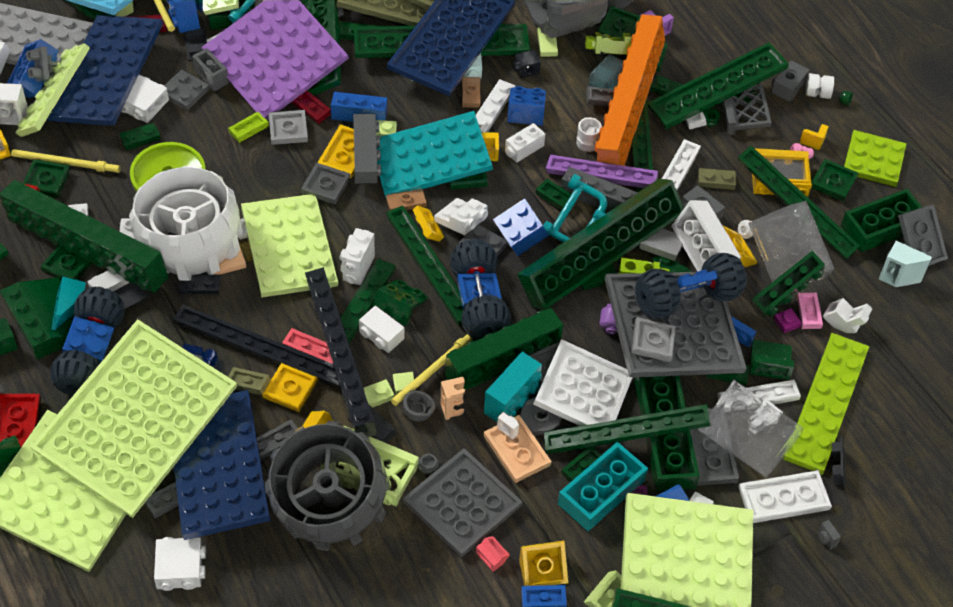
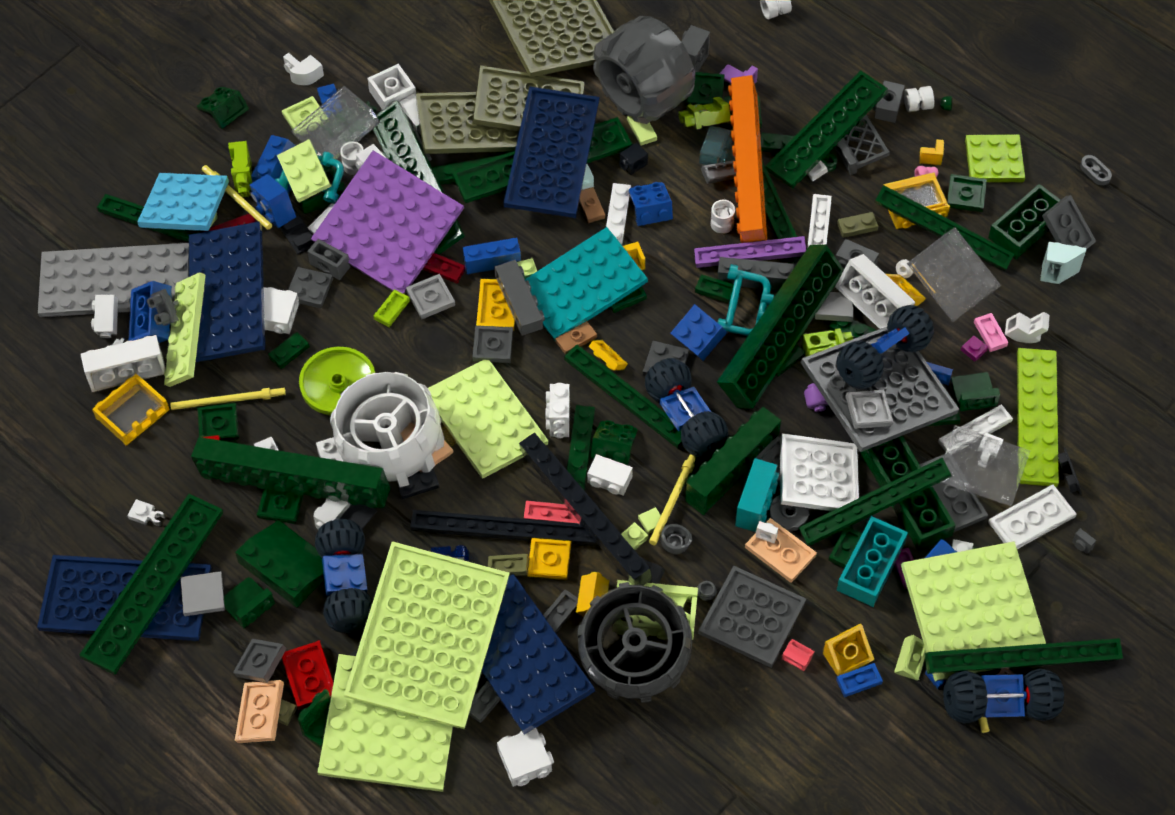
camera: 15 degrees left, 5 degrees up
(66, 297) = (302, 540): teal slope -> none
(452, 395) = (702, 519): light nougat hinge -> none
(462, 215) = (637, 337): white plate -> none
(524, 143) = (665, 243): white brick -> none
(788, 283) = (966, 313): dark green brick -> none

